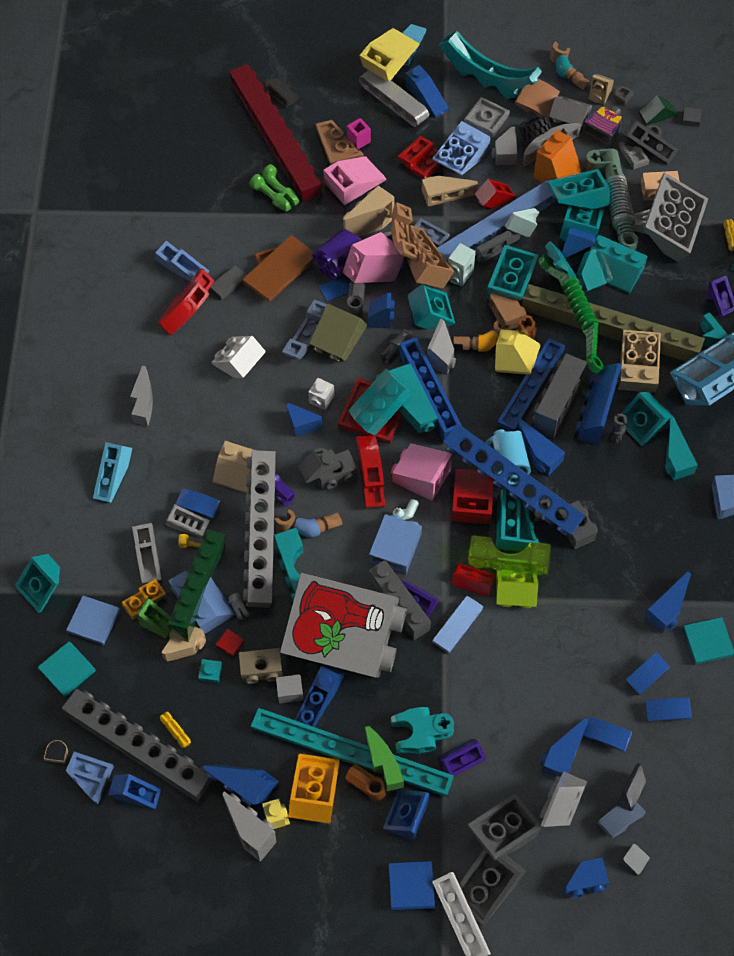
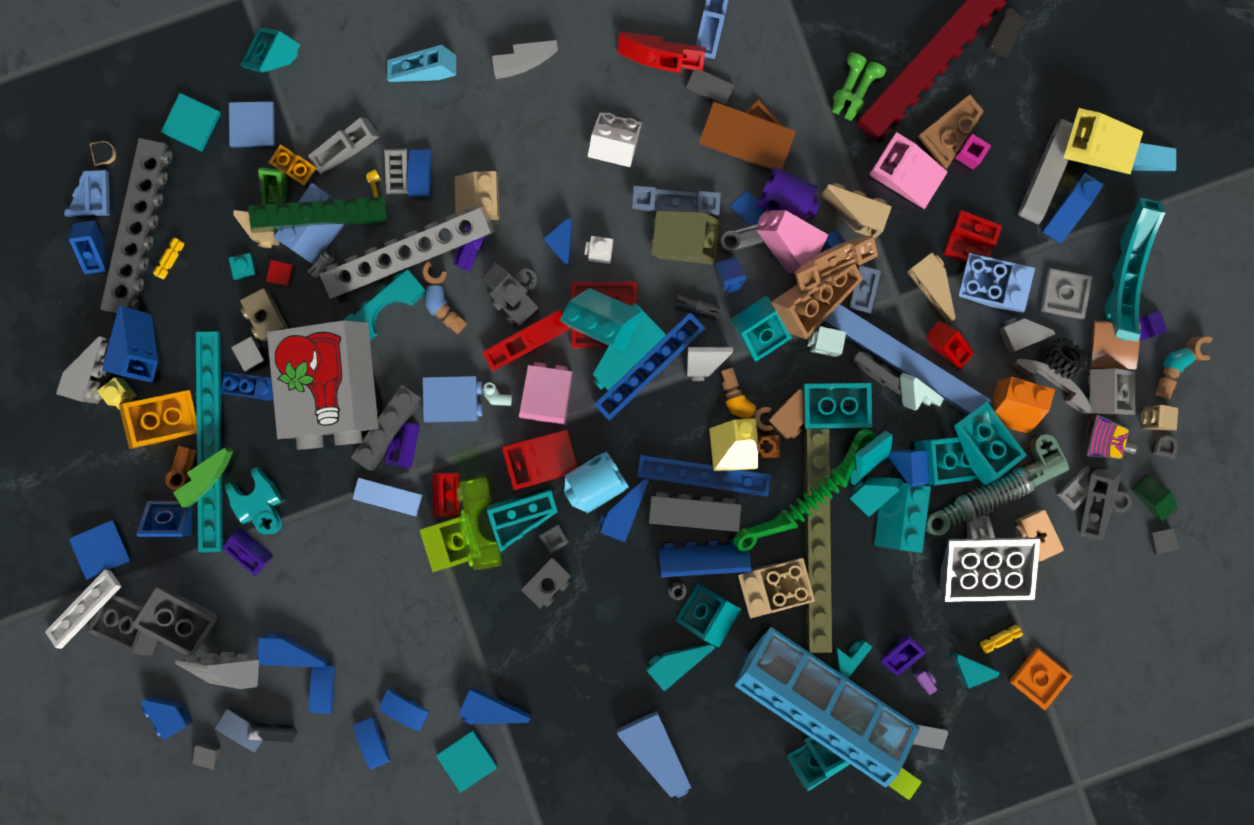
camera: 65 degrees right, 25 degrees up
(460, 434) = (565, 495): blue brick -> none

